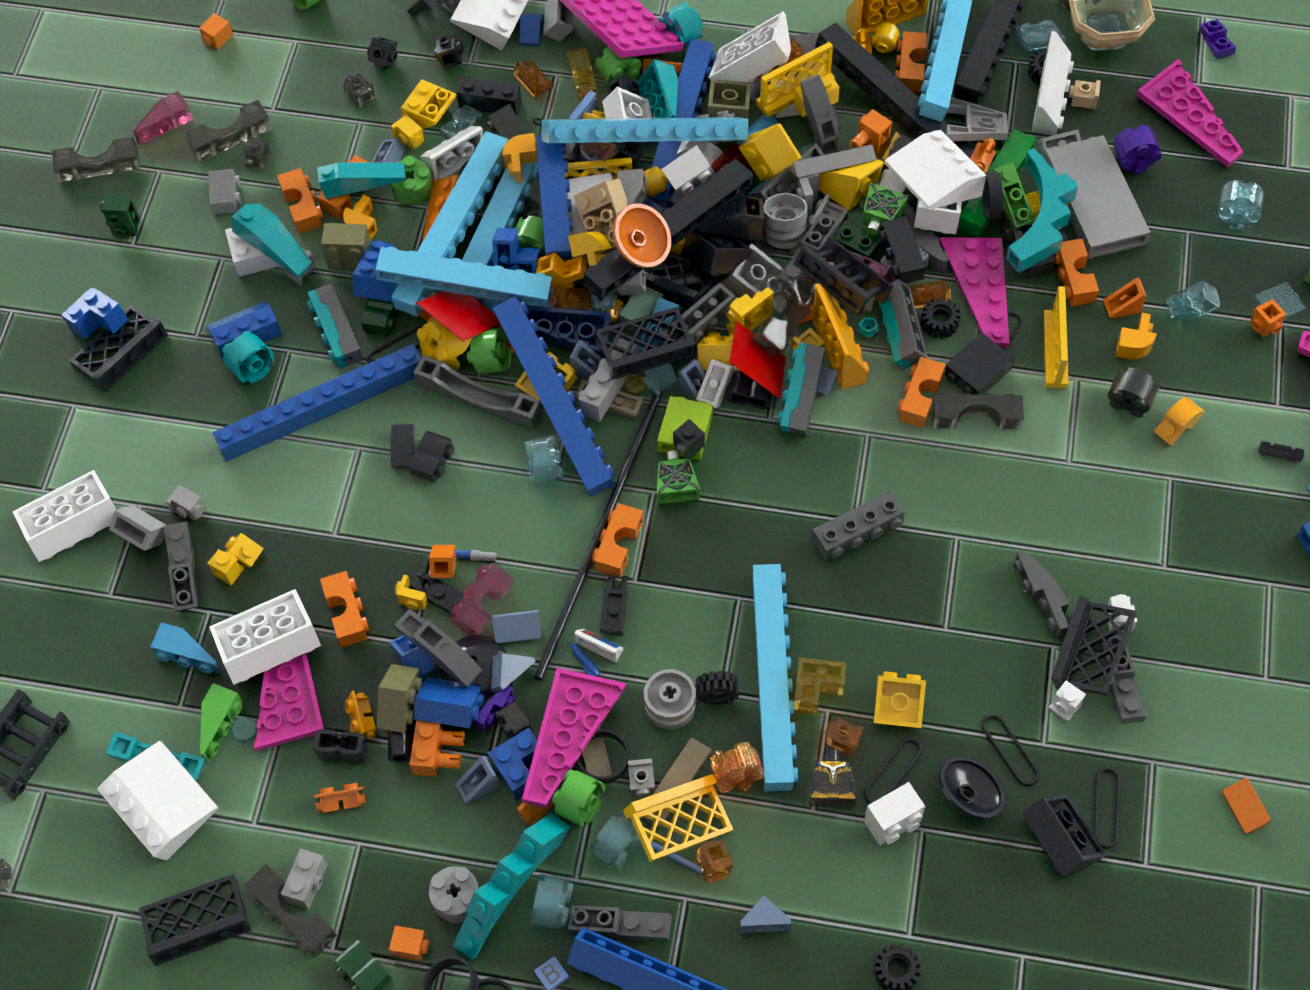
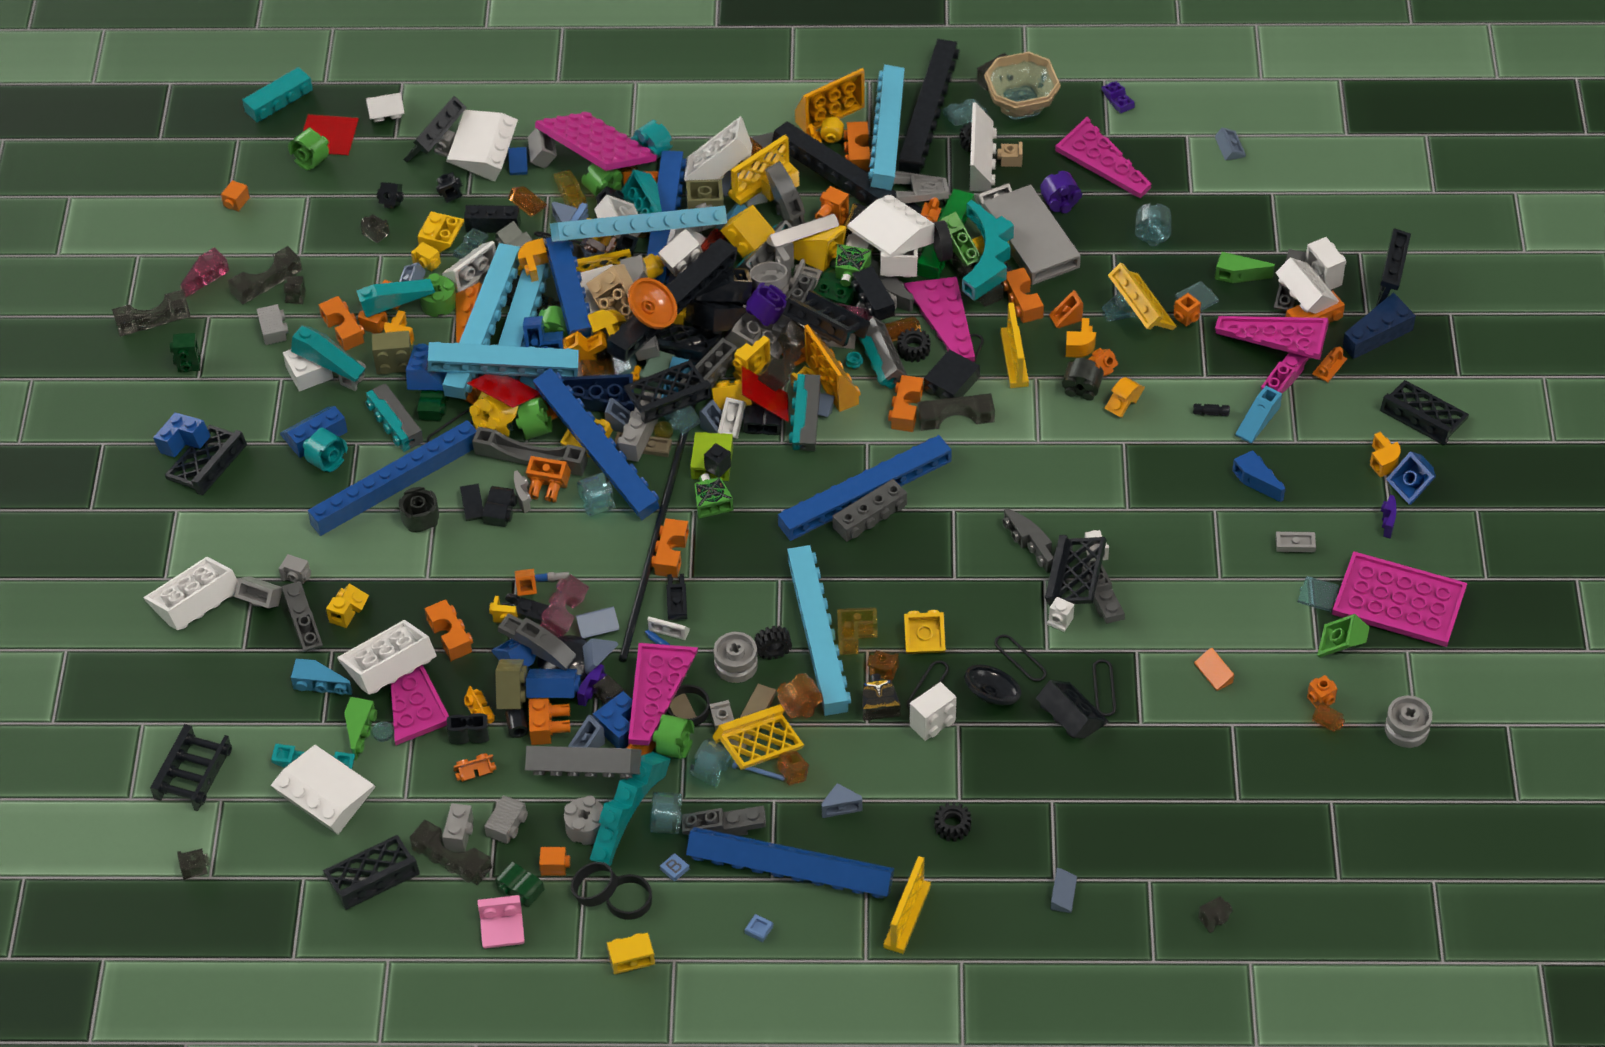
camera: 10 degrees left, 10 degrees down
(339, 447) = (419, 509): none -> pearl dark grey brick
(363, 876) = (505, 819): none -> light grey brick
(459, 434) = (522, 492): none -> light grey slope
(464, 820) = (583, 760): none -> dark grey brick
(491, 421) = (547, 472): none -> orange brick
(568, 100) = (562, 212): none -> sand blue slope
(777, 246) = (766, 304): none -> dark purple brick
(826, 504) = (902, 468): none -> blue brick
(1161, 370) = (1105, 359): none -> orange brick
(1215, 298) = (1140, 298): none -> yellow fence

